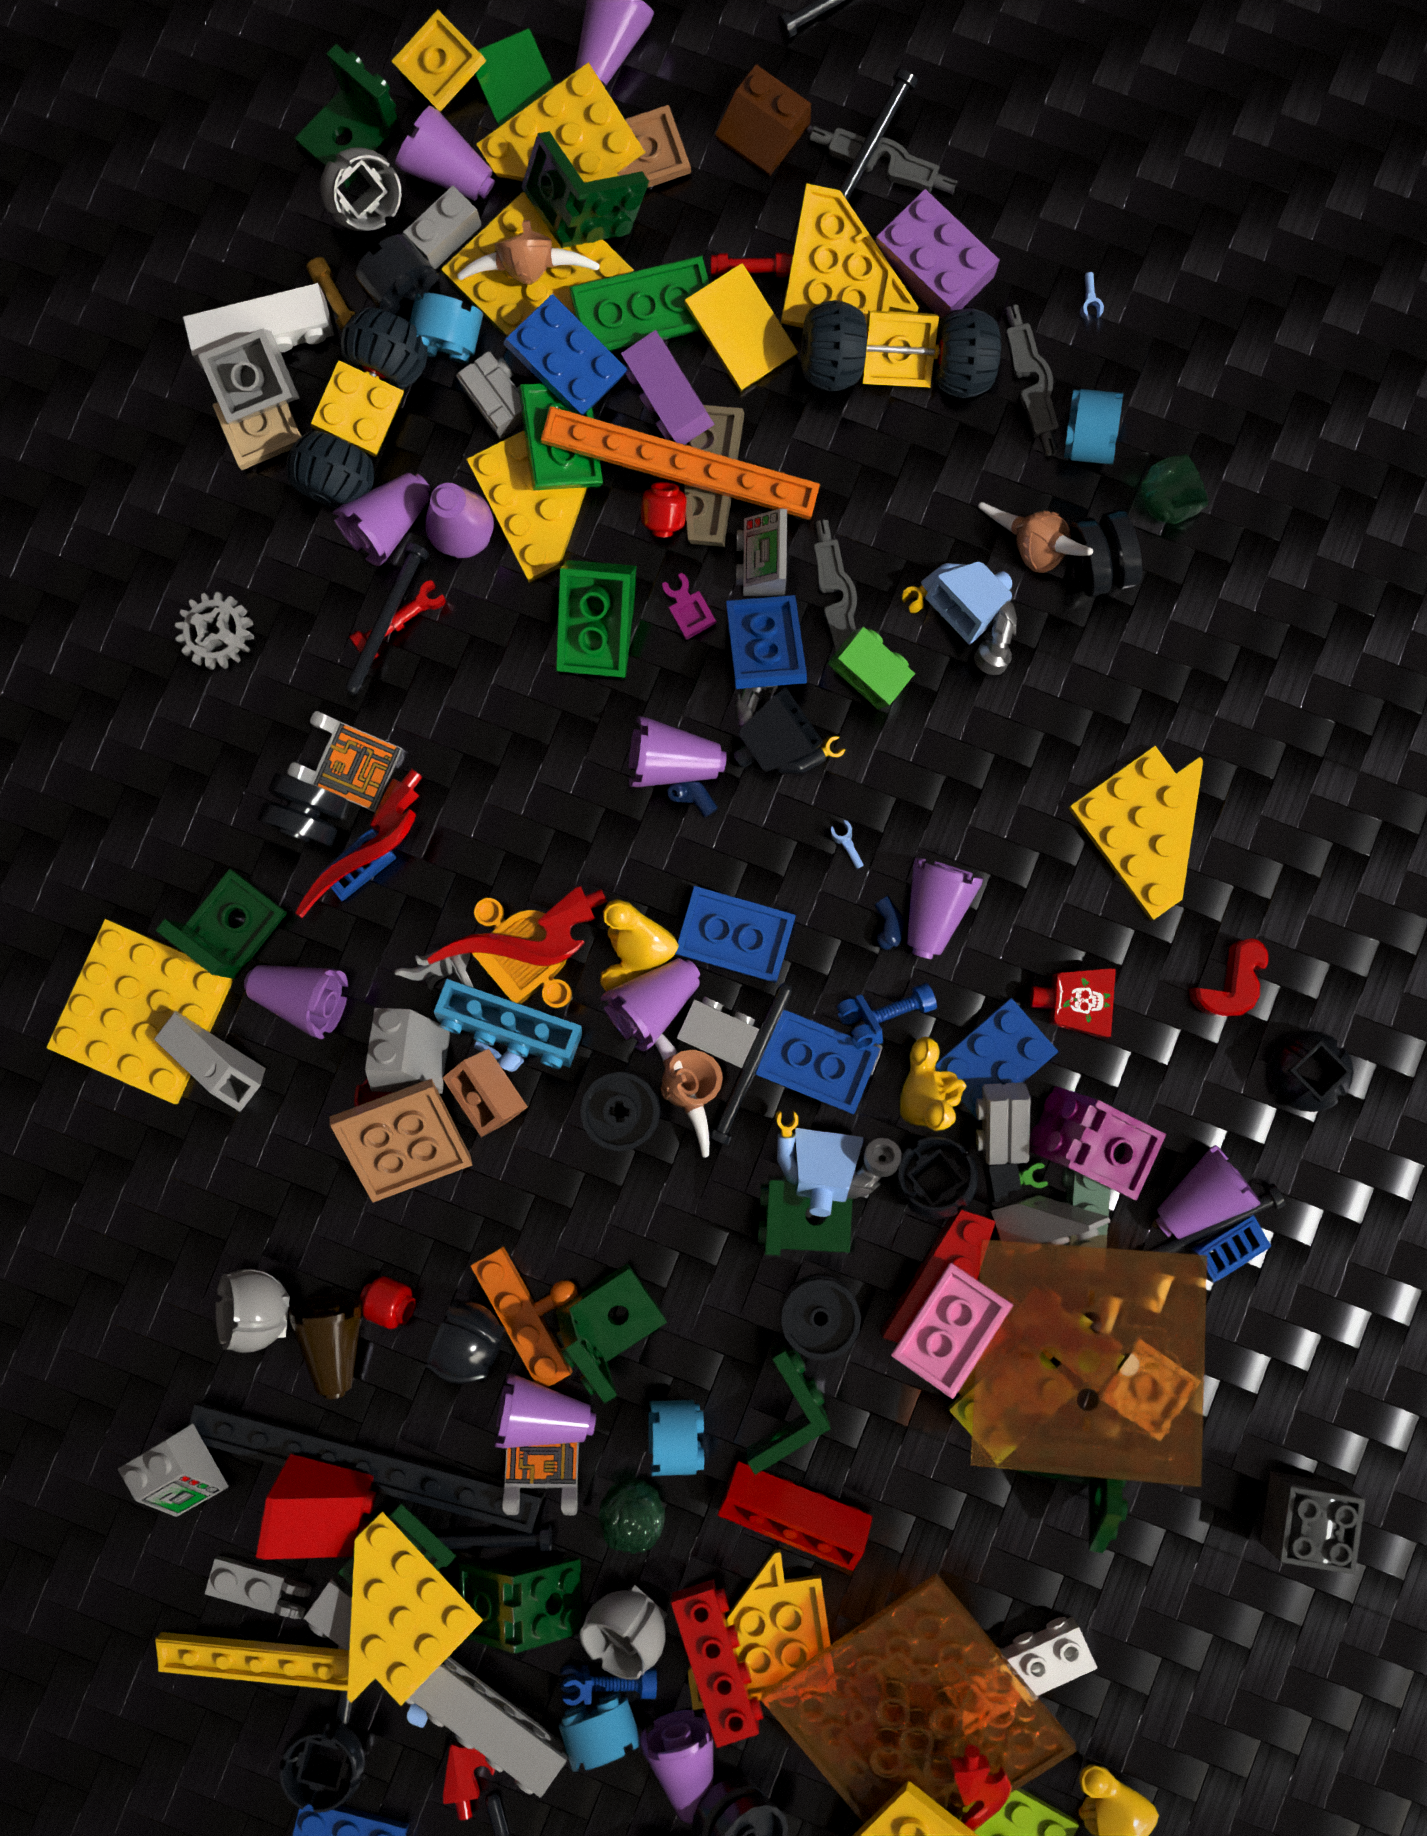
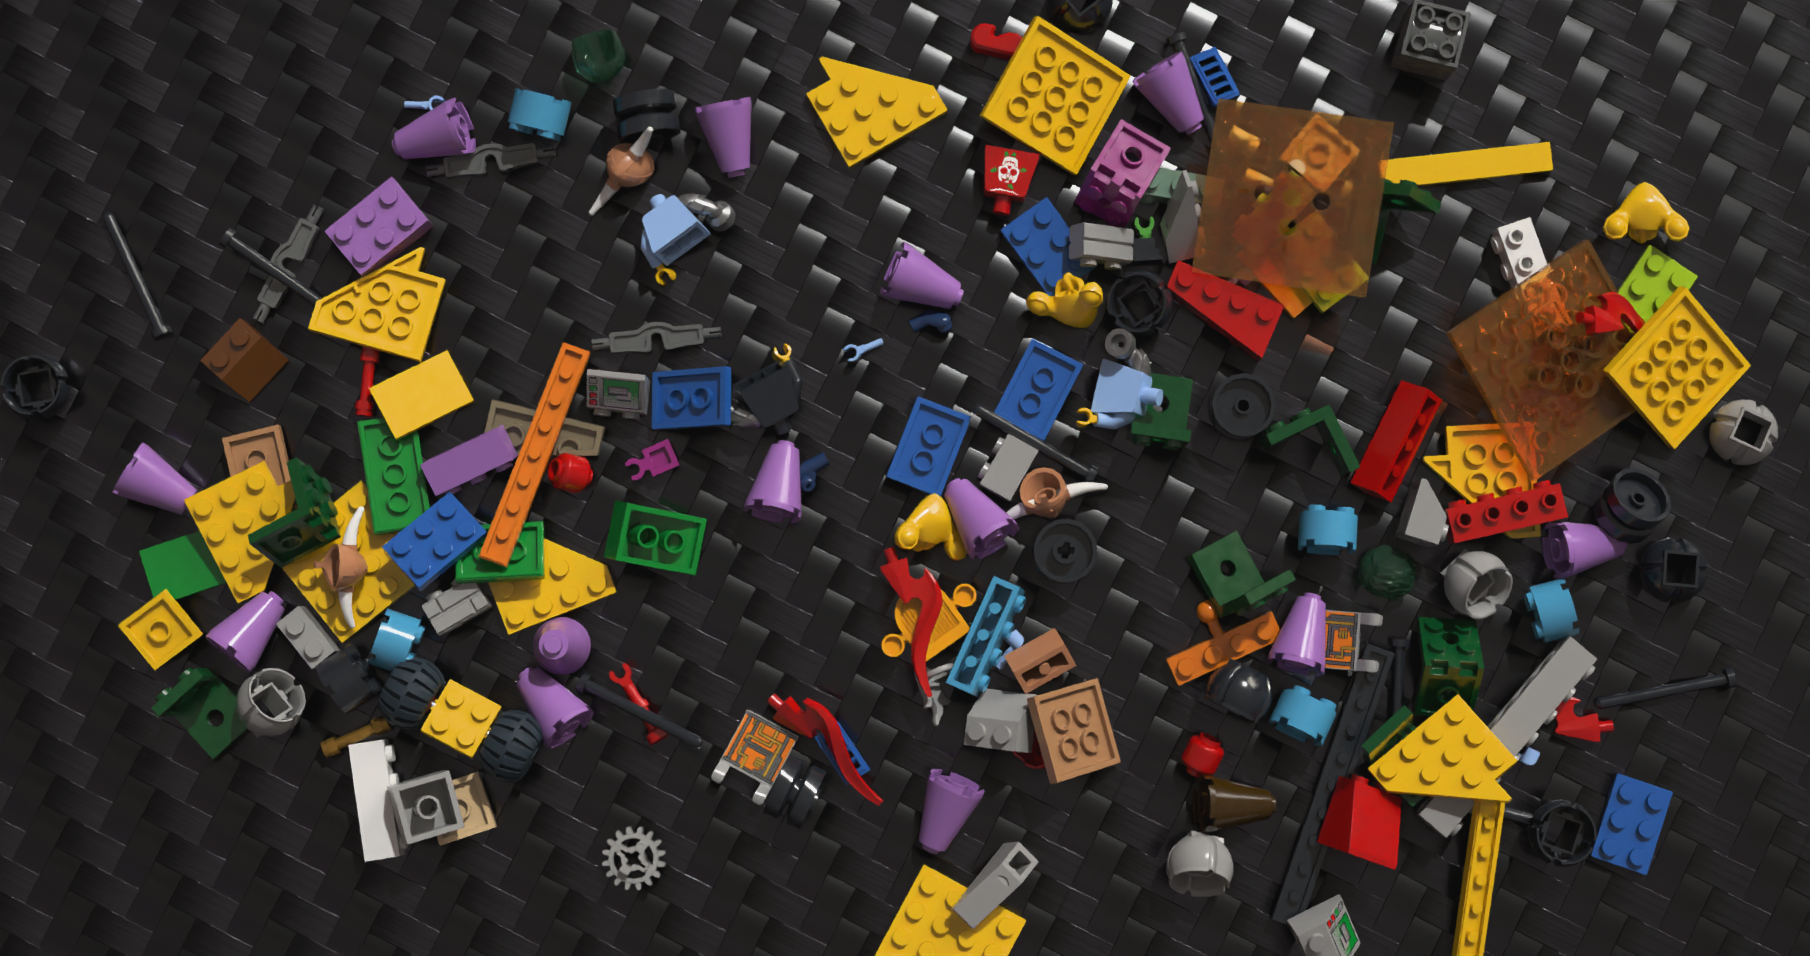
camera: 95 degrees left, 0 degrees up
(212, 940) = (893, 877): dark green bracket -> none
(255, 1587) = (1421, 882): light grey hinge -> none
(442, 1425) = (1303, 715): none -> dark azure brick
(586, 1684) = (1515, 618): blue bar -> none
(703, 1556) = (1422, 517): none -> light grey slope
(871, 667) = (720, 314): bright green brick -> none
(871, 1033) = (1021, 348): blue bar -> none
(900, 349) = (456, 265): black plate -> none
(952, 1330) = (1260, 302): bright pink tile -> none
(1058, 312) = (436, 133): none -> medium lavender cone
(1095, 654) = (728, 133): none -> medium lavender cone
(1156, 1588) = (1472, 164): none -> yellow tile
(1187, 1049) = (1055, 95): none -> yellow plate

